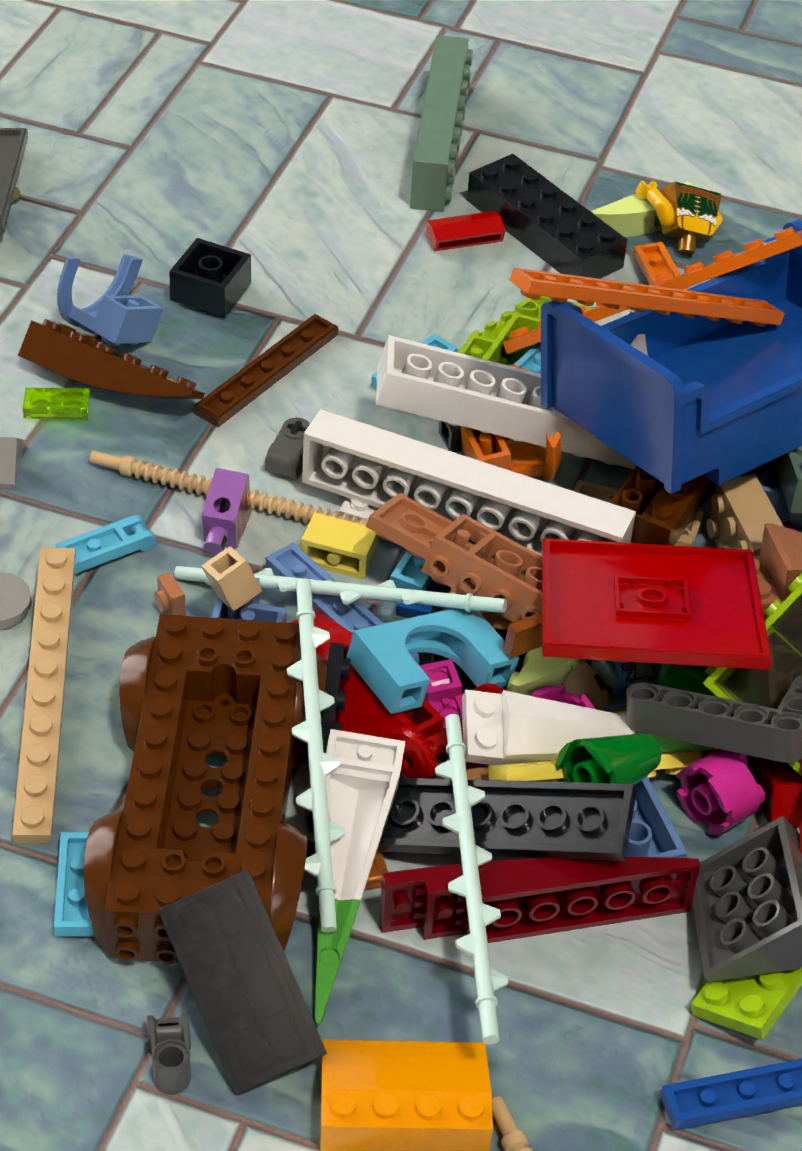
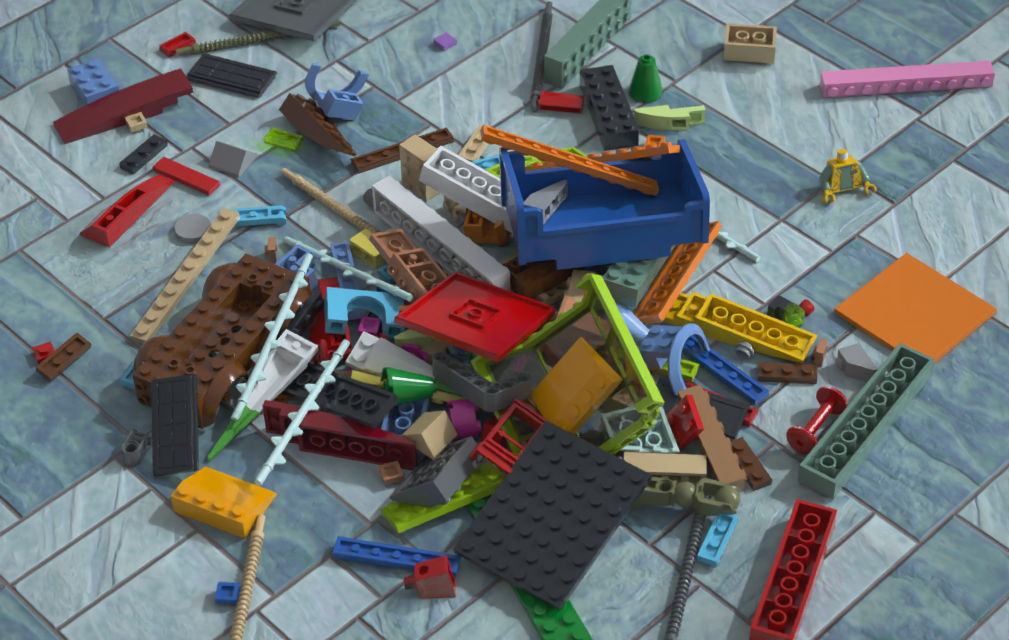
camera: 30 degrees right, 0 degrees up
(210, 277) = (402, 93): black brick -> none
(211, 182) = (445, 41): none -> medium lavender tile
(222, 522) = (324, 216): medium lavender torso -> none
(231, 578) = (290, 246): tan brick -> none
(342, 377) = (413, 155): none -> tan brick
(382, 171) = (542, 50): none -> dark grey hose
(382, 321) = (474, 146): none -> tan plate
(424, 431) = (453, 208): none -> tan plate
(575, 163) = (645, 81): none -> green cone
(660, 931) = (391, 473): none -> nougat plate
(677, 79) = (750, 43): none -> tan brick
(684, 212) = (688, 122): torso -> none
(701, 829) = (432, 433): none -> tan slope

